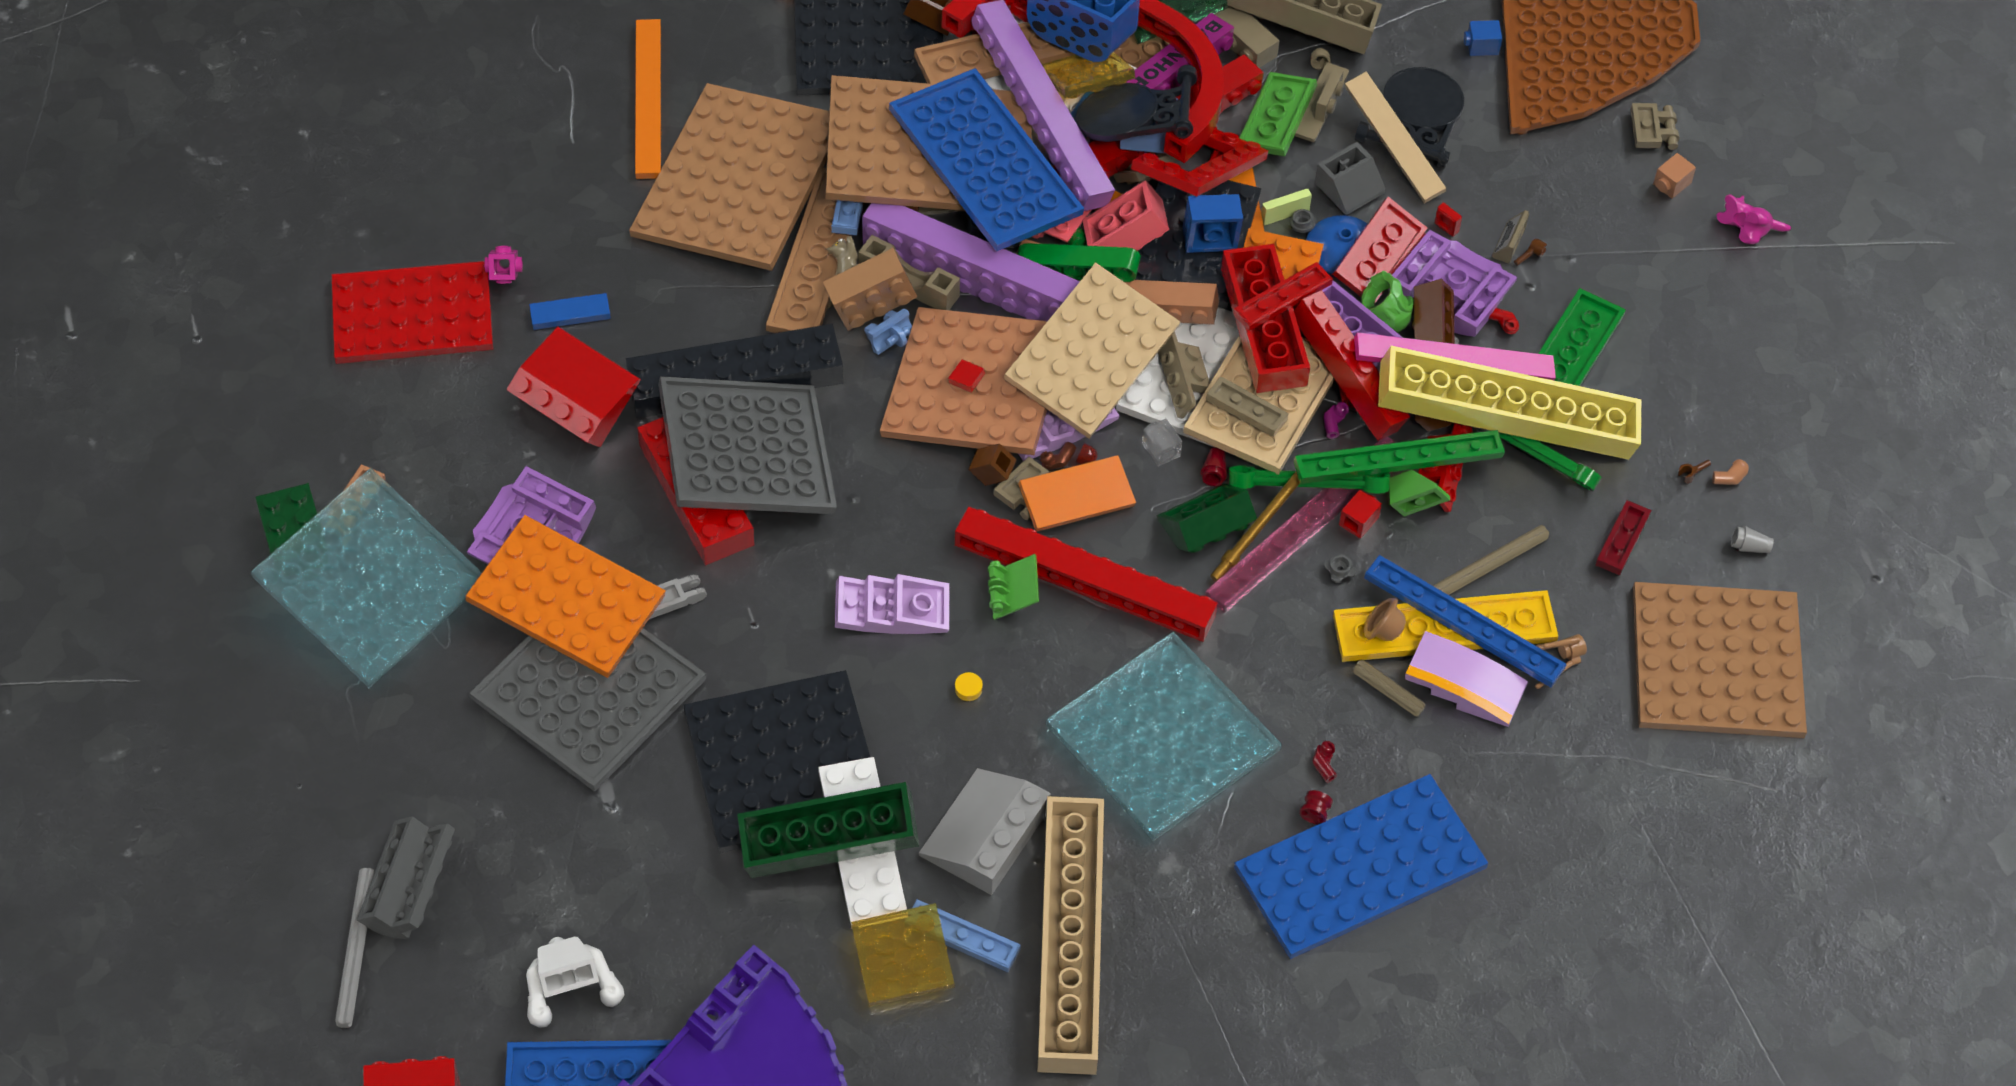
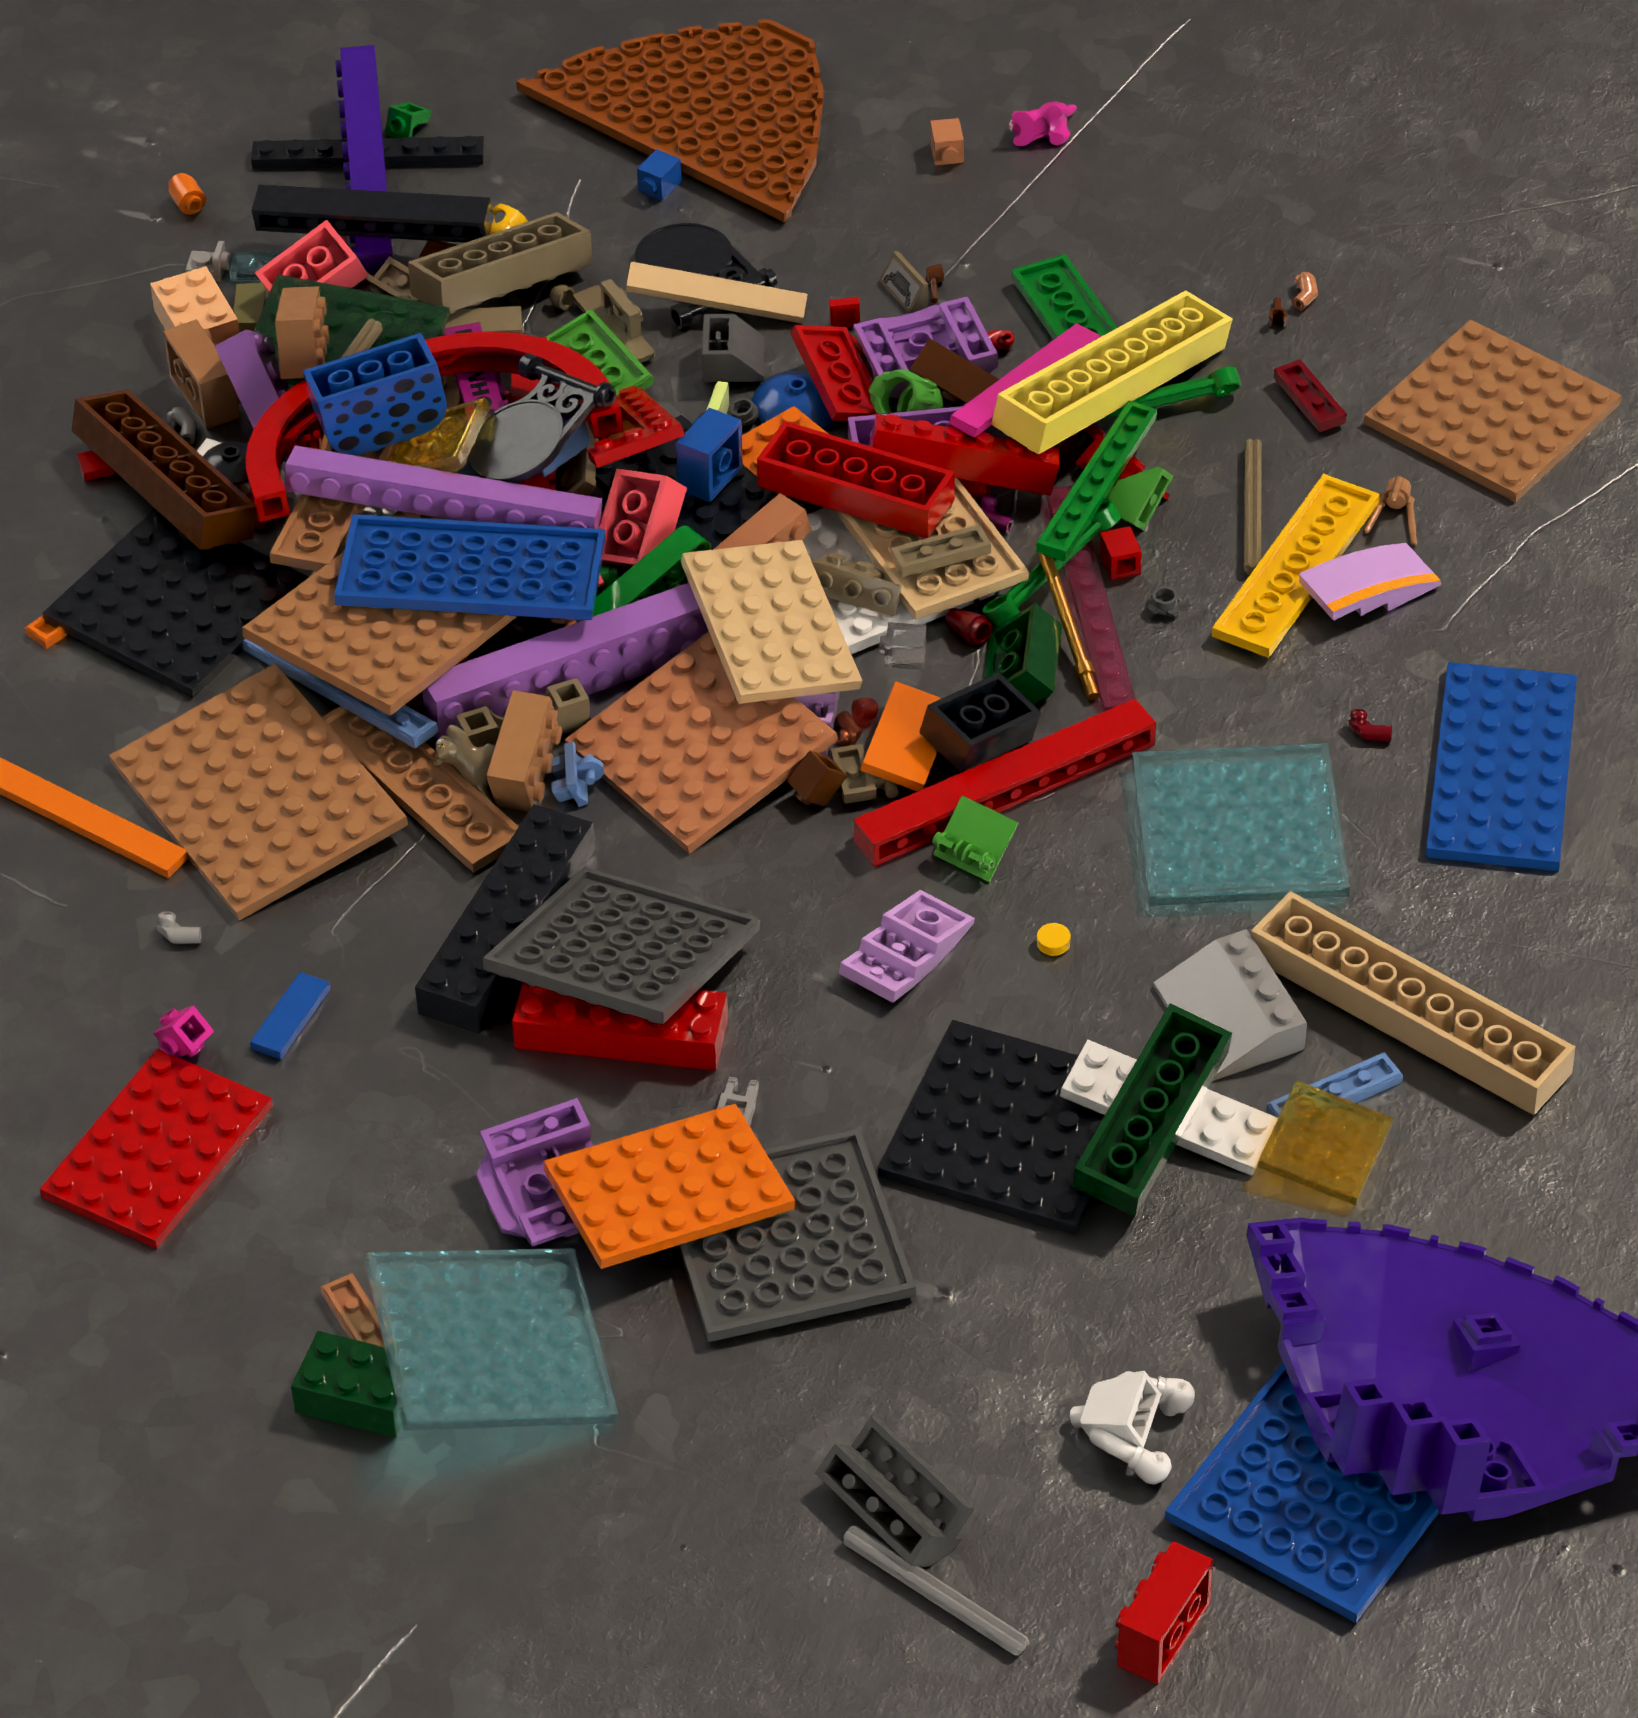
camera: 50 degrees left, 10 degrees down
(574, 386) = (408, 1047): red slope -> none
(590, 209) = (174, 932): none -> light grey arm
(966, 375) = (699, 736): red tile -> none
(1115, 525) = (980, 722): none -> black brick
(1282, 296) = (855, 445): red tile -> none
(1316, 807) = (1417, 758): dark red wheel -> none
(1385, 621) = (1265, 591): medium nougat hat -> none
(1389, 688) = (1327, 640): dark tan axle -> none
(1465, 621) = (1307, 544): blue tile -> none
(1647, 129) = (875, 125): dark tan plate -> none
(1749, 540) = (1388, 317): light grey cone -> none

